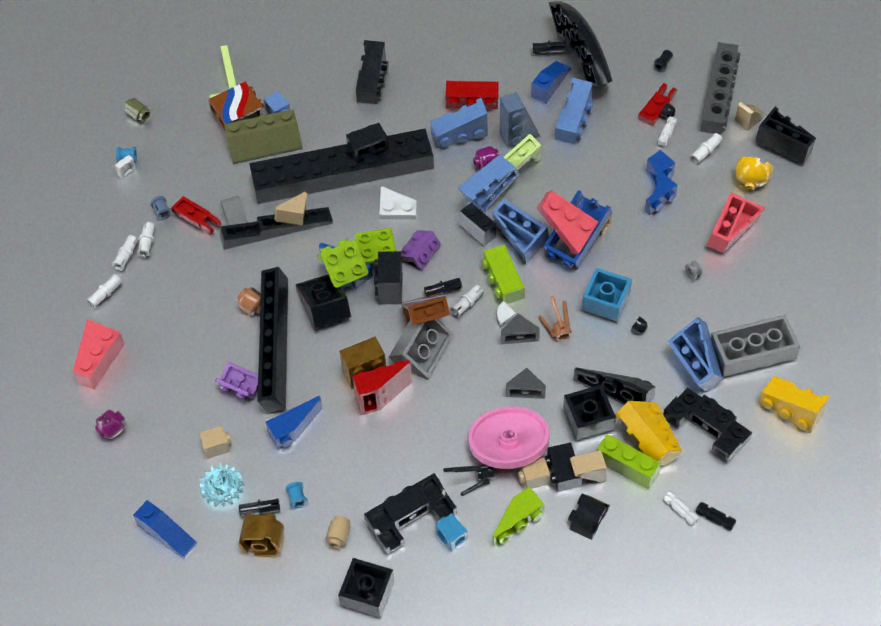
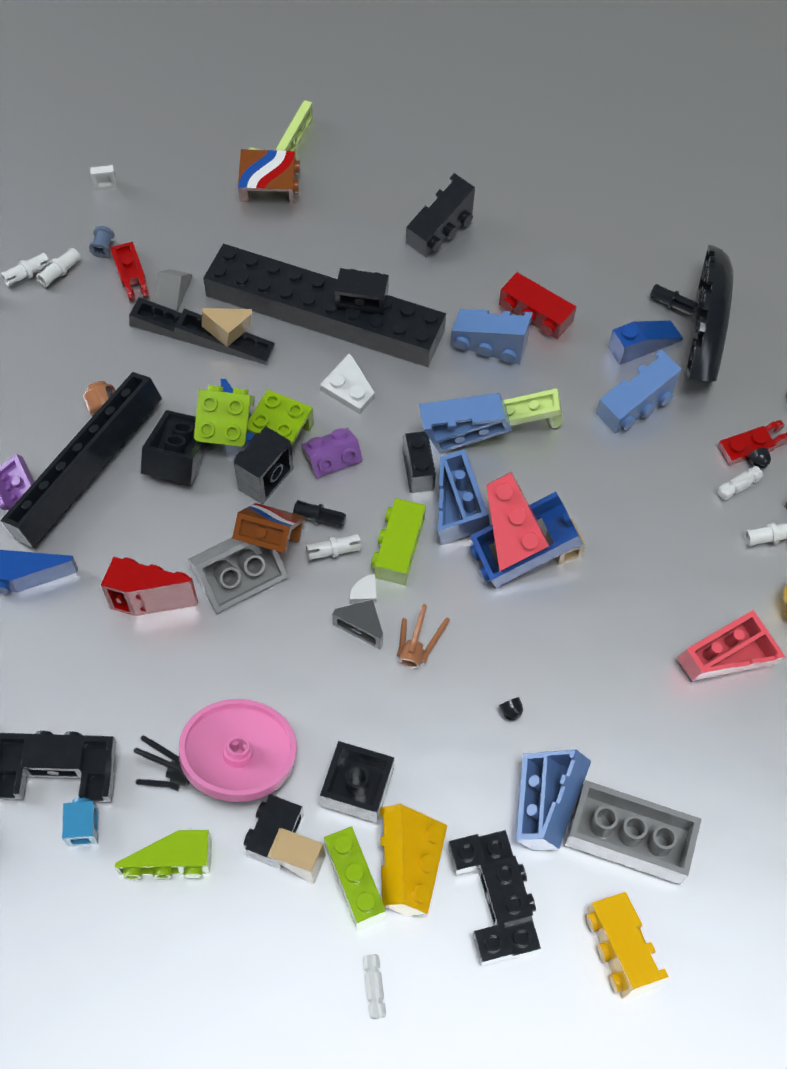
camera: 30 degrees right, 5 degrees up
(122, 153) = (121, 166): dark azure bush -> none
(137, 110) = (167, 123): olive brick -> none
(263, 136) = (269, 223): olive slope -> none
(276, 103) = (312, 199): medium blue brick -> none
(361, 358) = (152, 543): pearl gold brick -> none
(484, 156) = (493, 384): magenta head -> none
(515, 120) = (559, 363): sand blue wedge -> none
(525, 386) = (313, 695): dark grey slope -> none
(535, 474) = (233, 817): tan brick -> none
(588, 516) = (255, 914): black cylinder -> none
(606, 294) = (499, 643): dark azure brick -> none
(616, 386) = (428, 782): black wedge -> none
(661, 170) = (678, 556): blue arch -> none
(693, 270) = (635, 680): light grey bush -> none
(716, 515) = (409, 1029): black axle -> none

